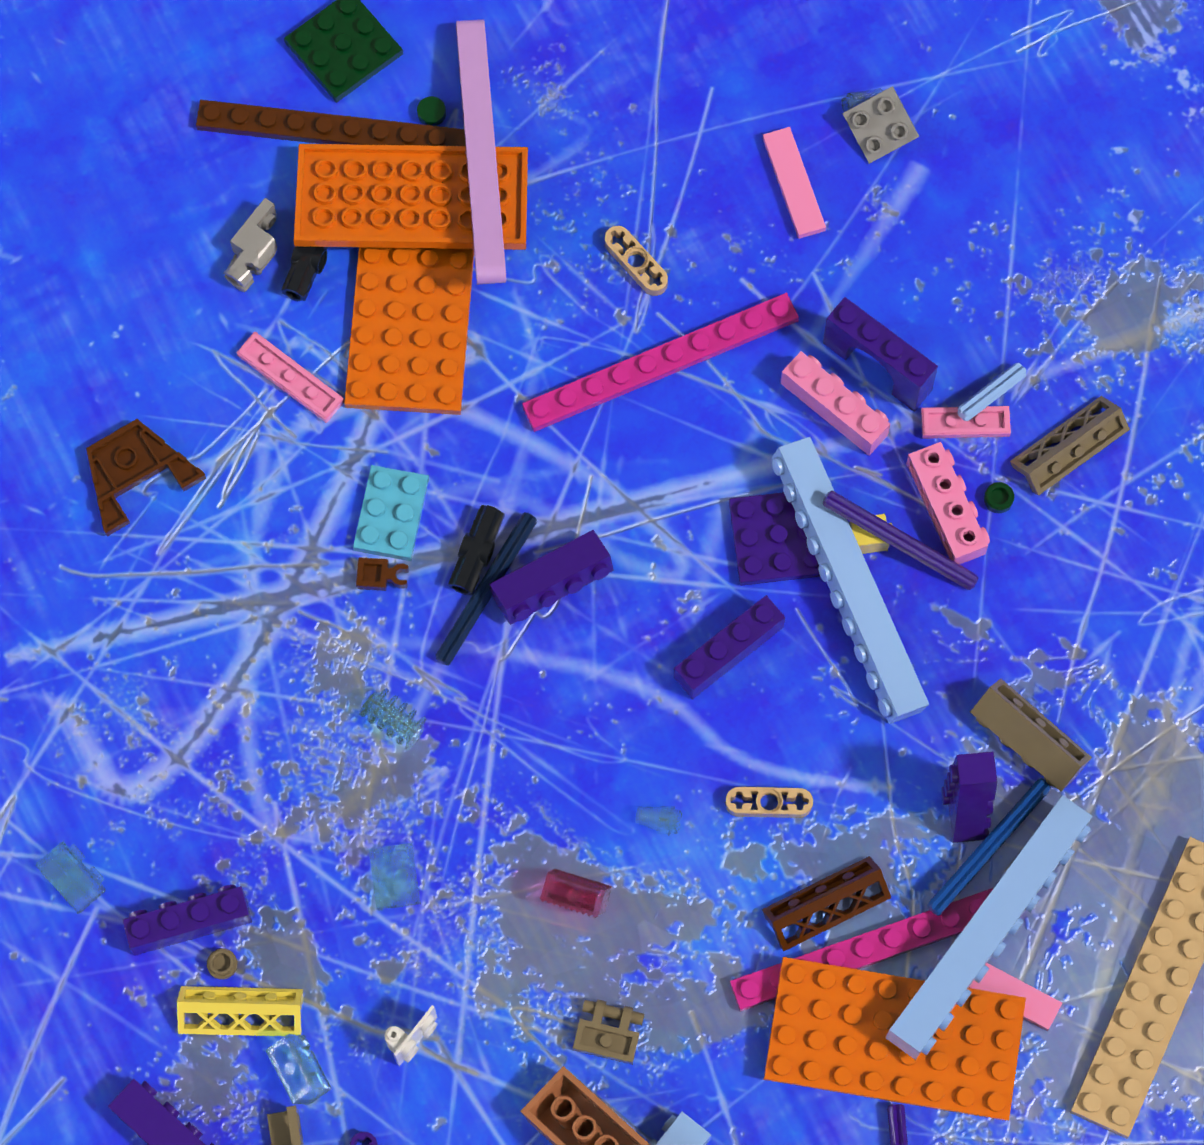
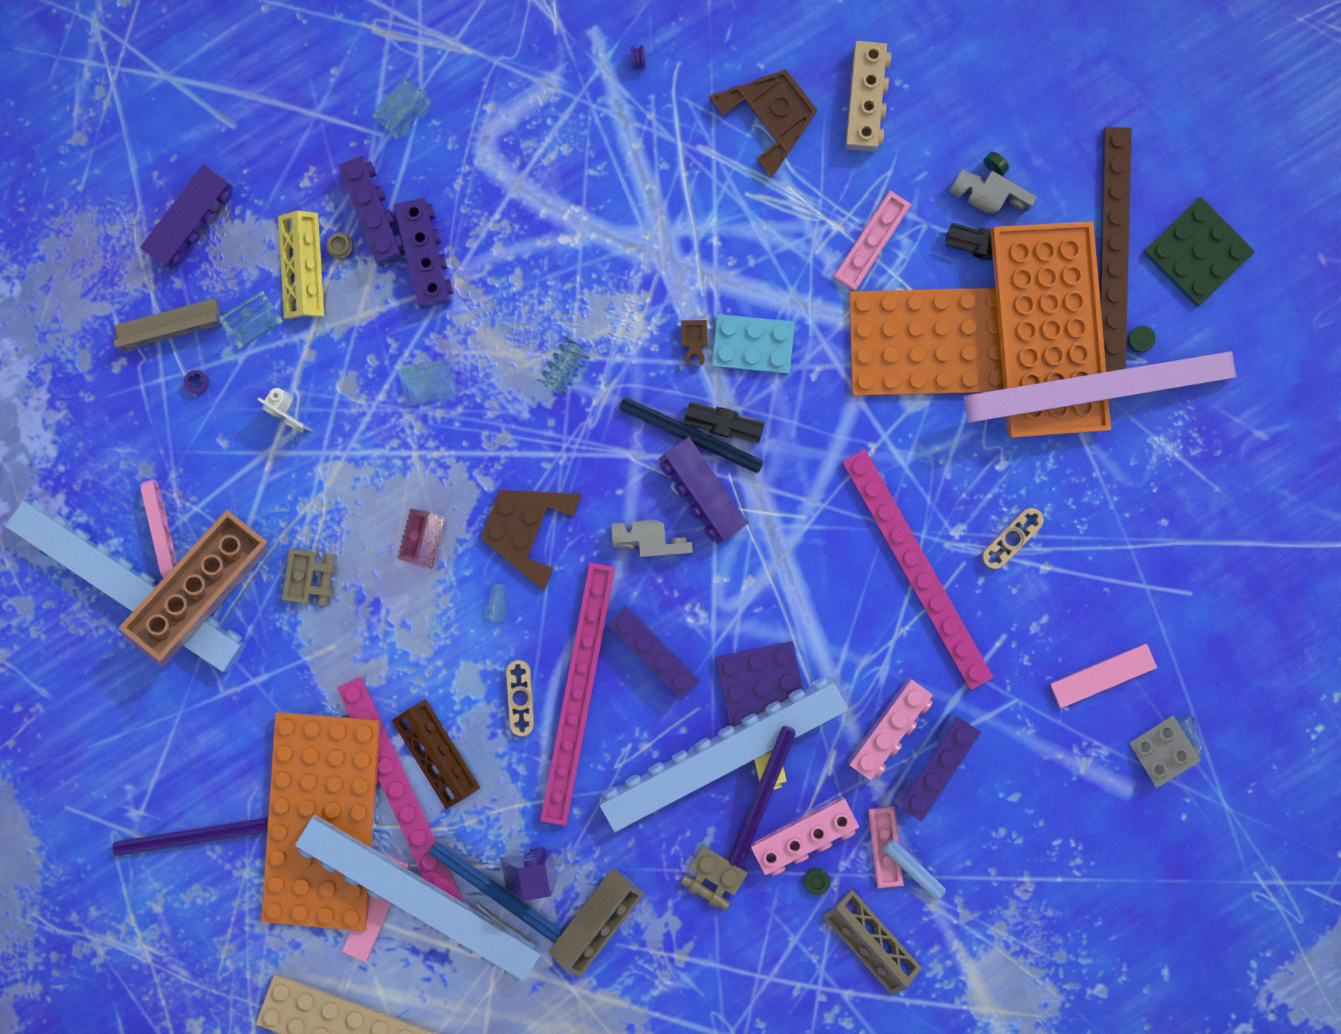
camera: 90 degrees right, 15 degrees up
(49, 607) = (638, 57): none -> dark purple bush
(128, 366) = (866, 96): none -> tan brick
(220, 239) = (996, 163): none -> dark green tile
(245, 866) = (423, 254): none -> dark purple brick
(572, 791) = (516, 523): none -> reddish brown wing
(599, 643) = (649, 537): none -> light grey plate
(769, 736) = (577, 694): none -> dark pink plate
(981, 601) = (717, 870): none -> dark tan plate

